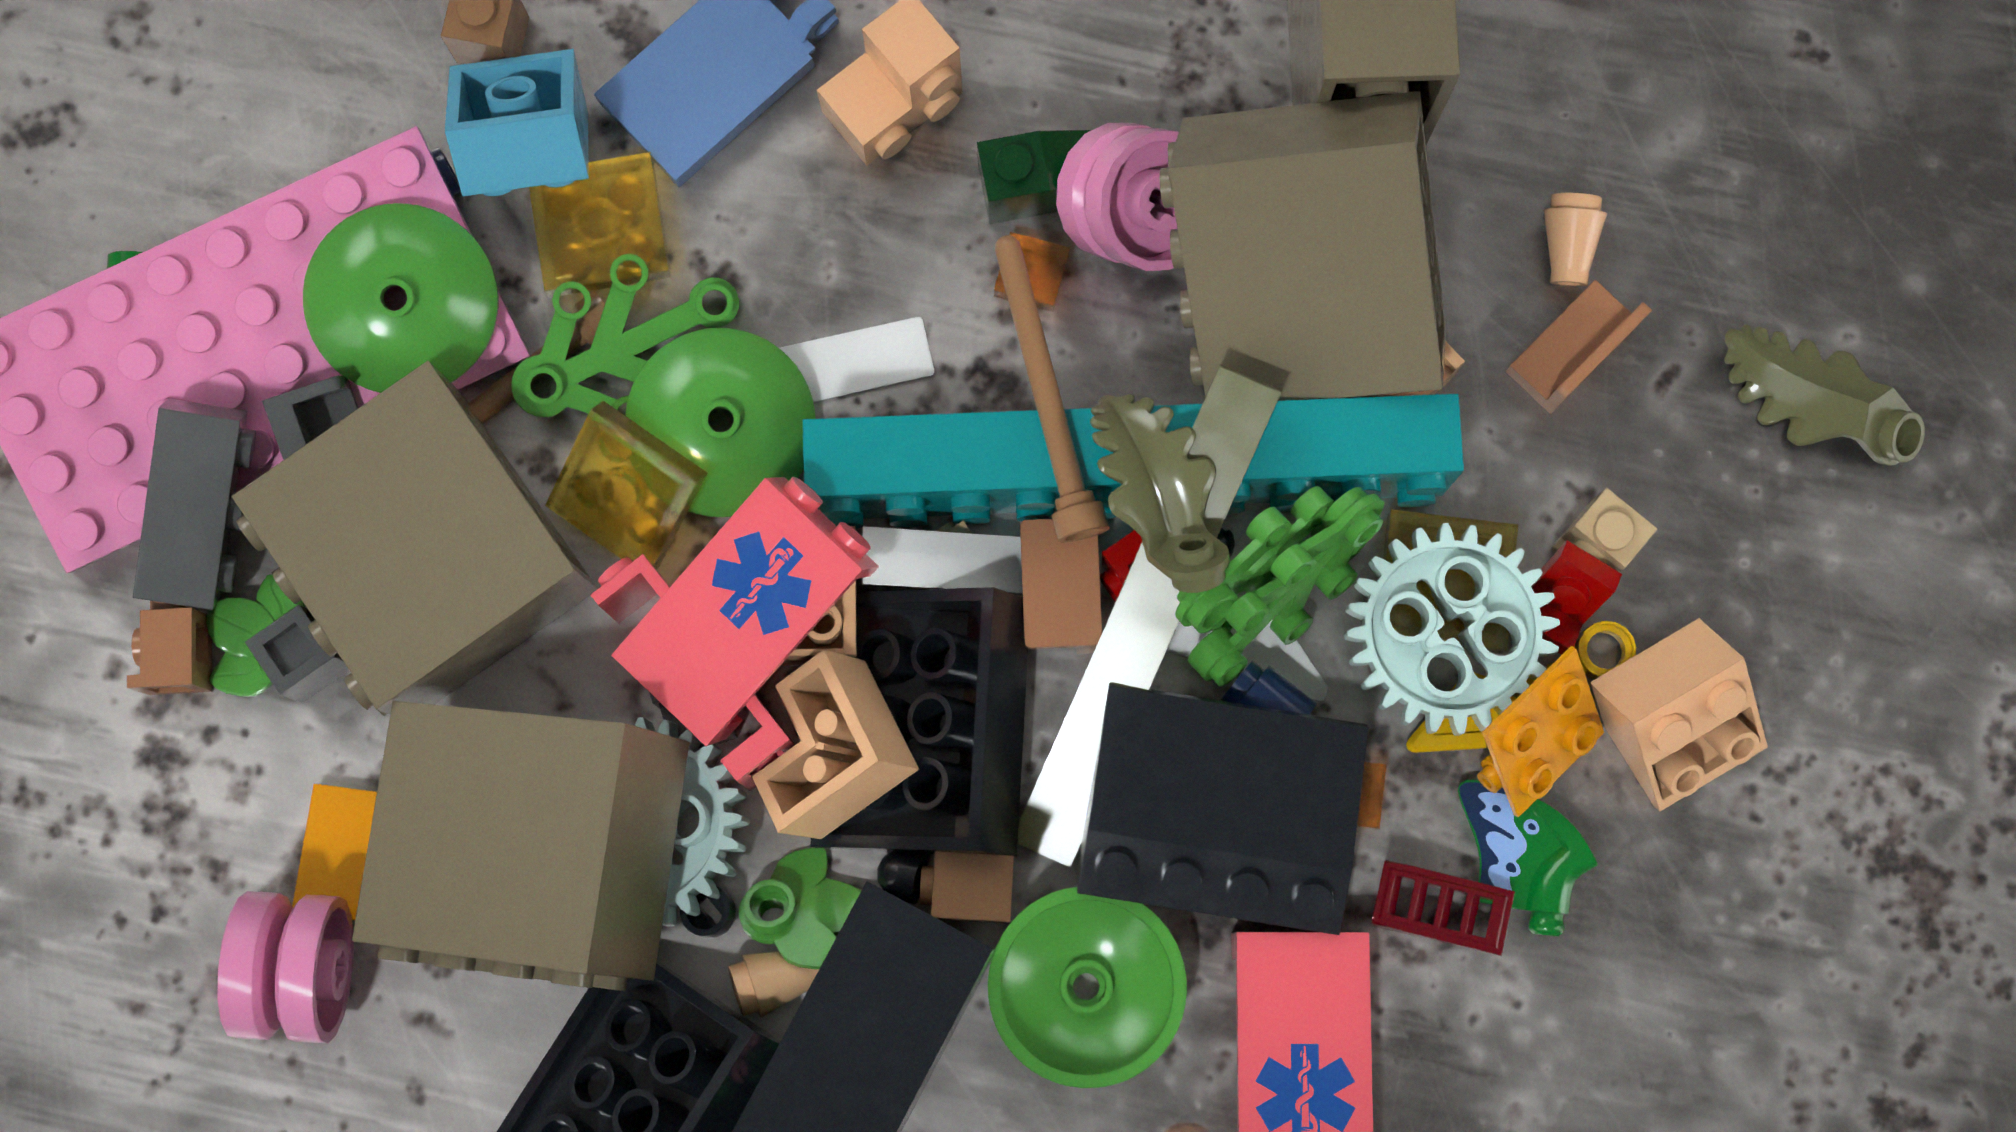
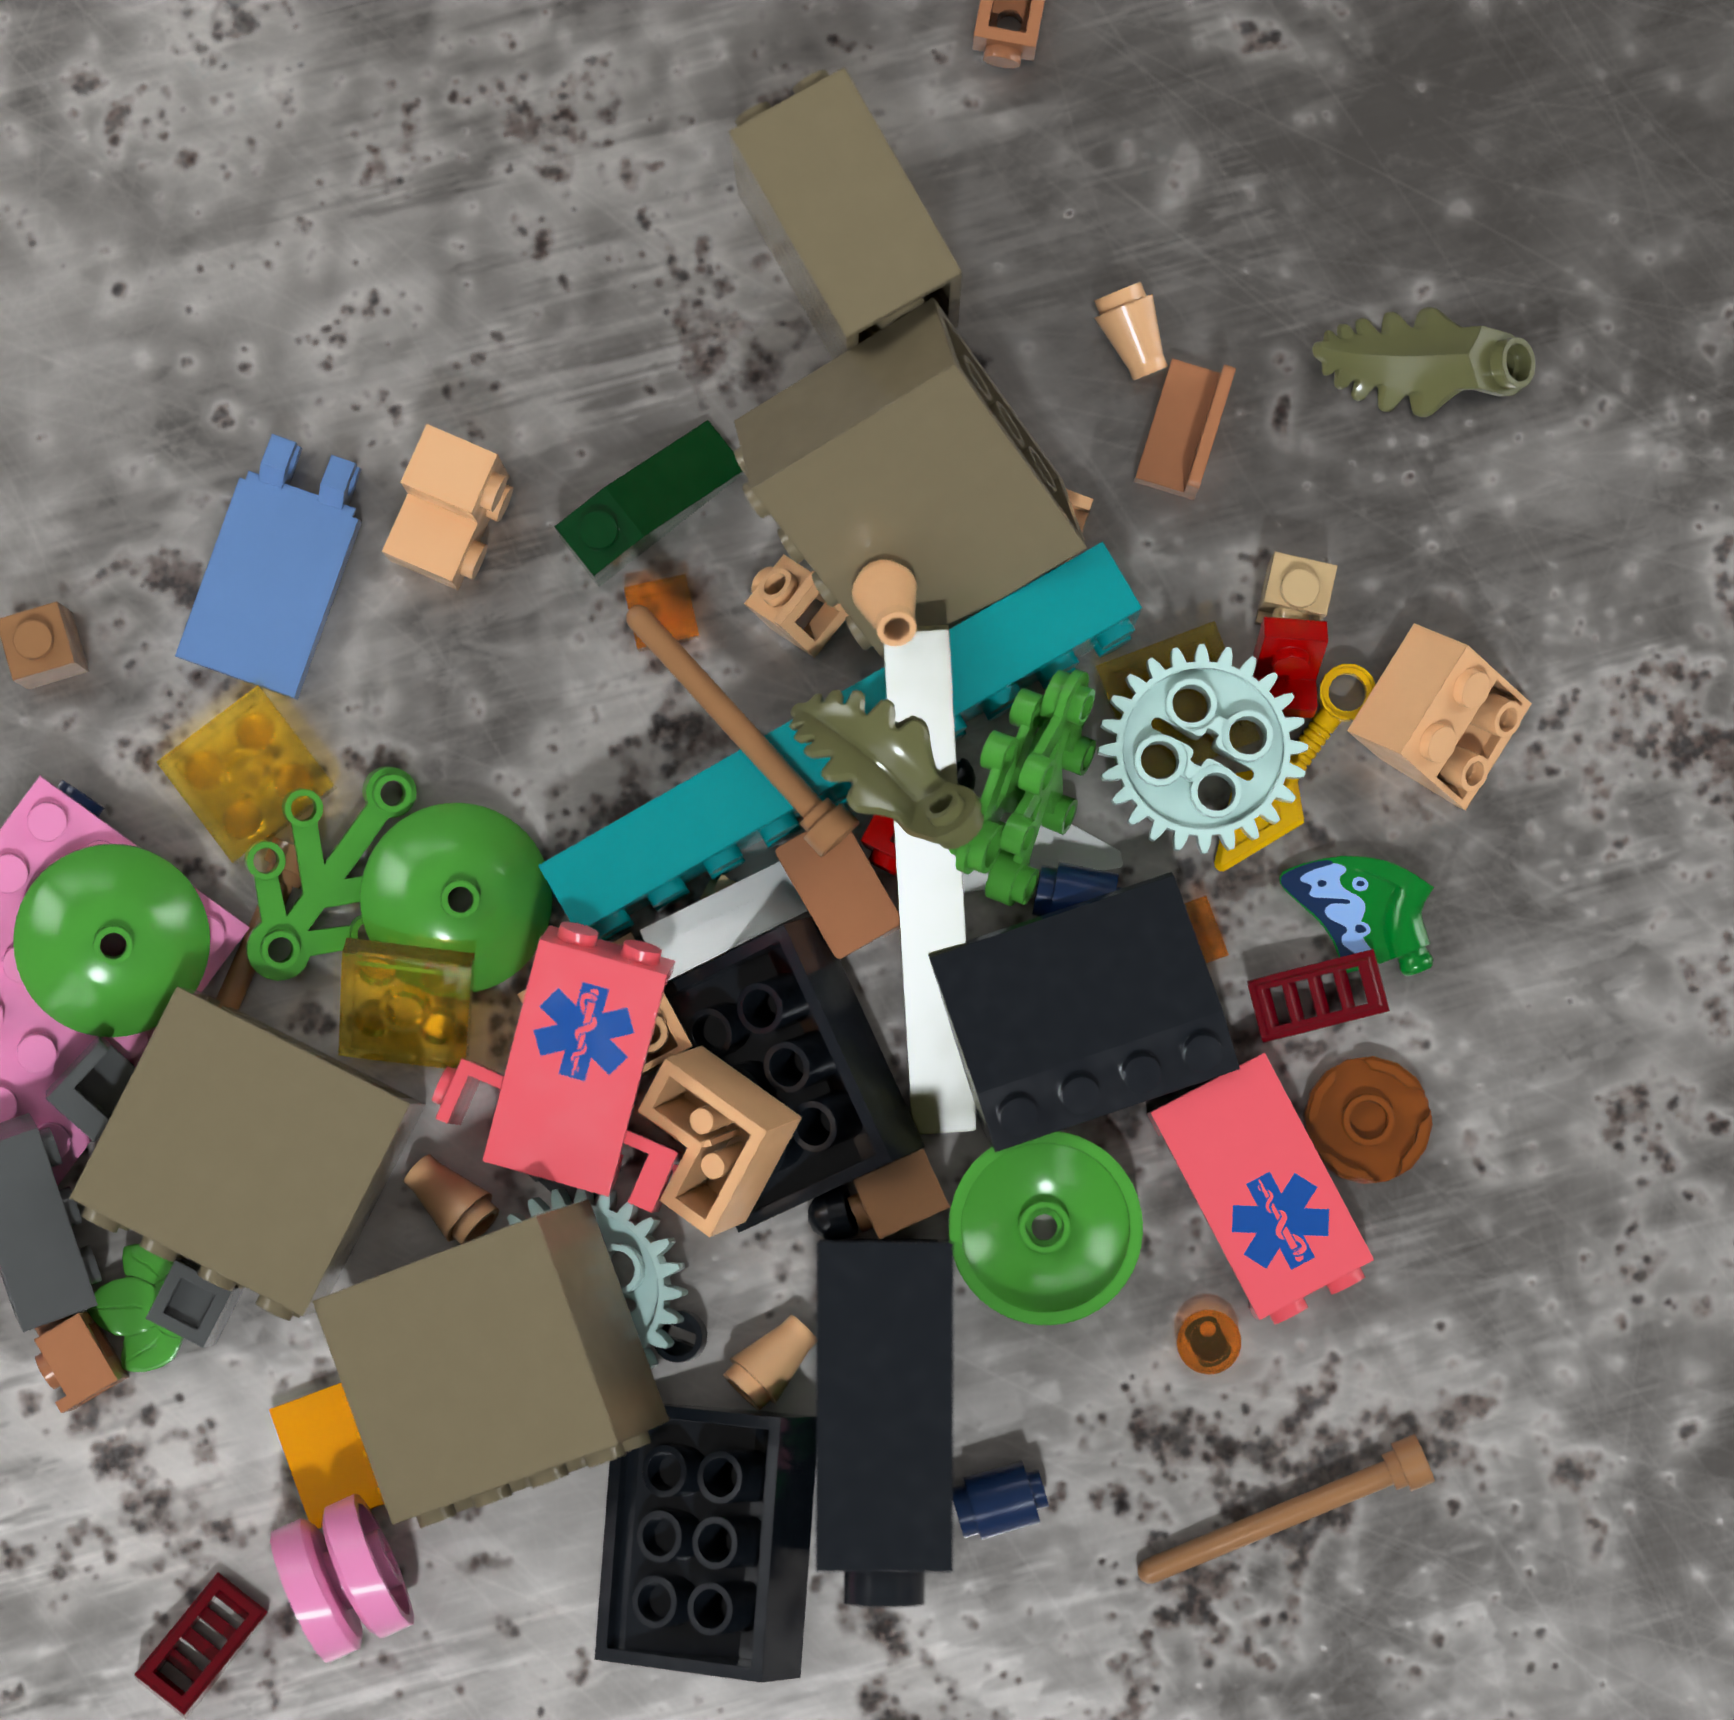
camera: 25 degrees left, 5 degrees up
(82, 979) = (167, 1691): none -> dark red slope
(517, 123) = (127, 723): medium azure brick -> none
(572, 681) = (453, 1202): none -> light nougat cone
(811, 908) = (769, 1284): bright green plate -> none
(863, 358) = (550, 771): white sticker -> none
(1113, 195) = (700, 509): bright pink wheel -> none
(1145, 306) = (783, 595): none -> light nougat brick
(1239, 337) = (887, 599): none -> light nougat cone
(1431, 1045) = (1368, 1119): none -> dark orange tile
(1541, 734) = (1327, 800): light orange hinge -> none

